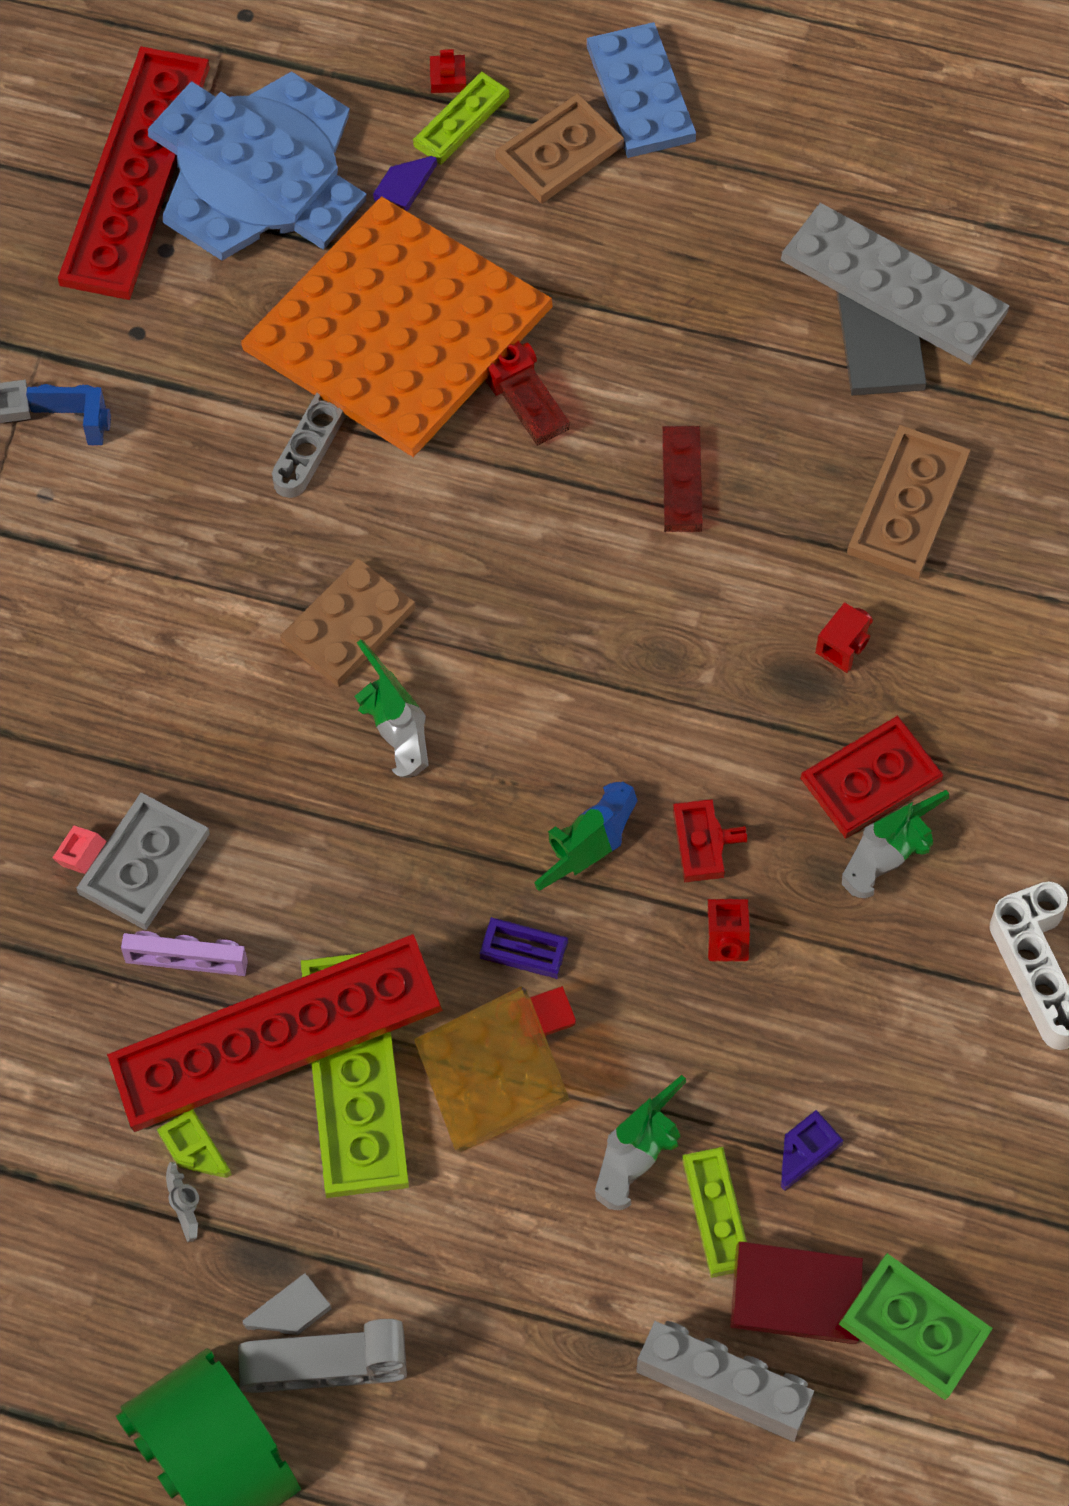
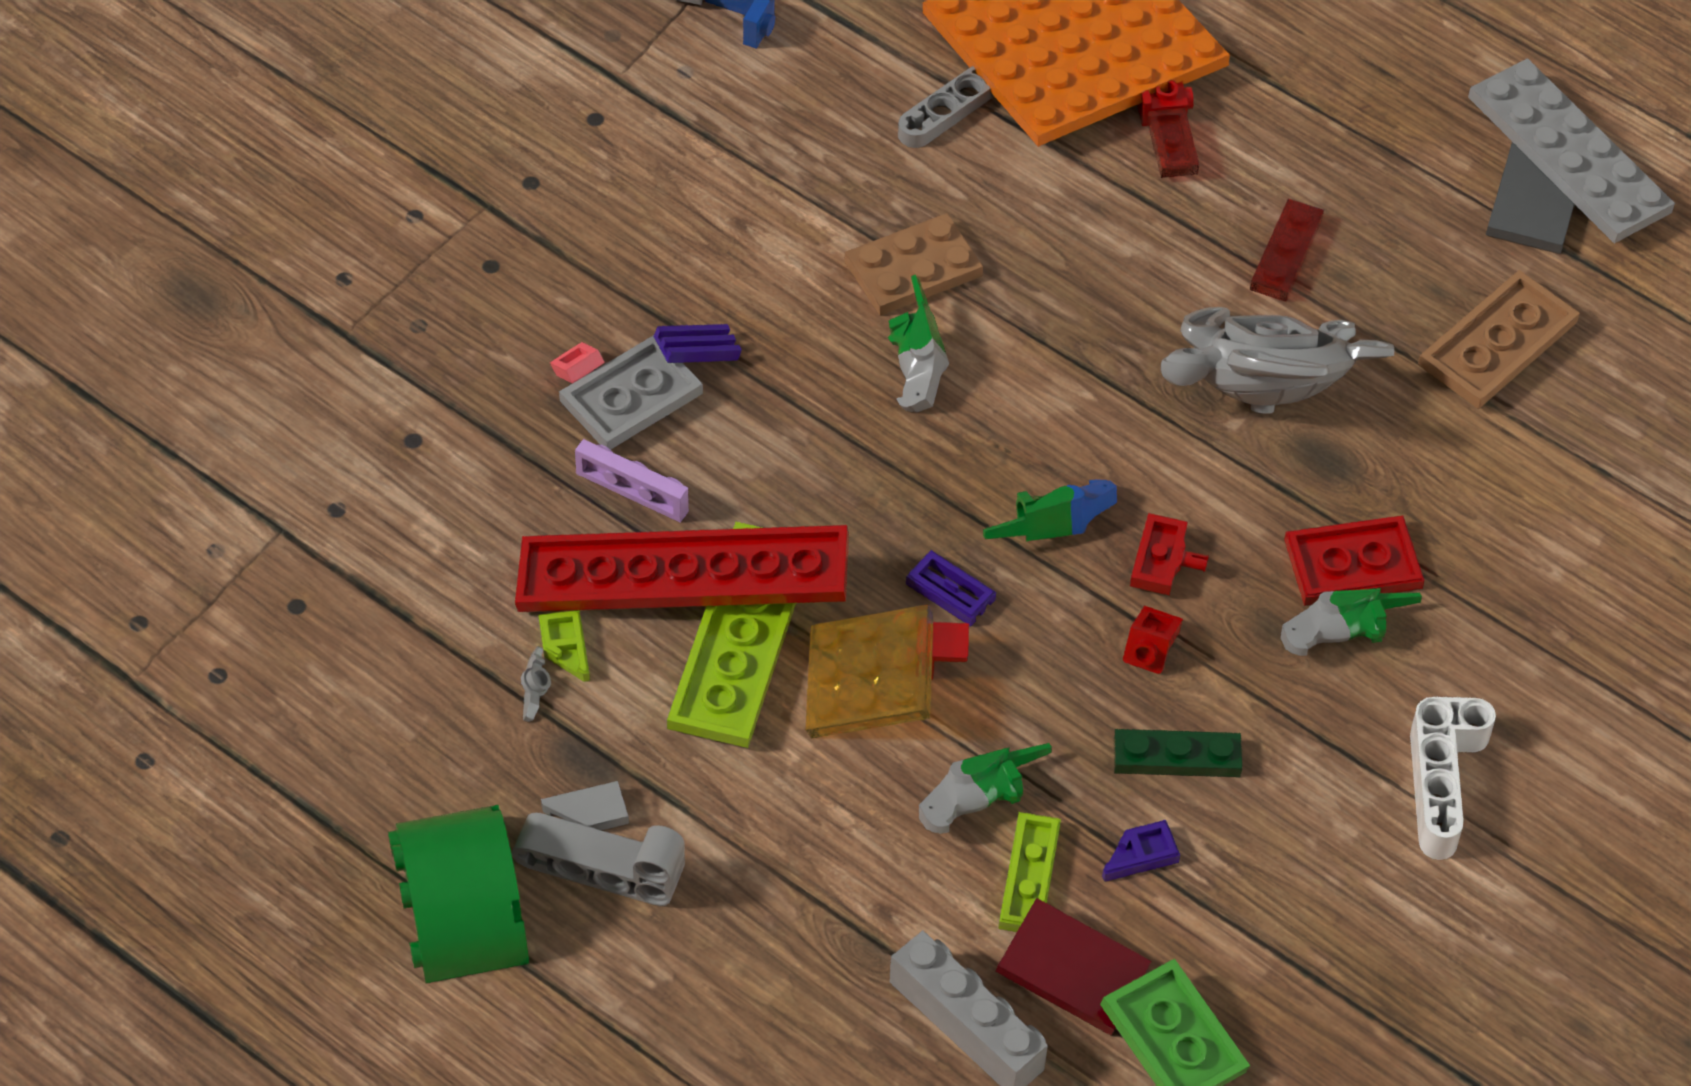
camera: 20 degrees right, 10 degrees down
(180, 782) = (697, 343): none -> dark purple tile
(718, 603) = (1266, 356): none -> light grey animal
(797, 1036) = (1177, 753): none -> dark green plate
(844, 636) = (1380, 429): red brick -> none

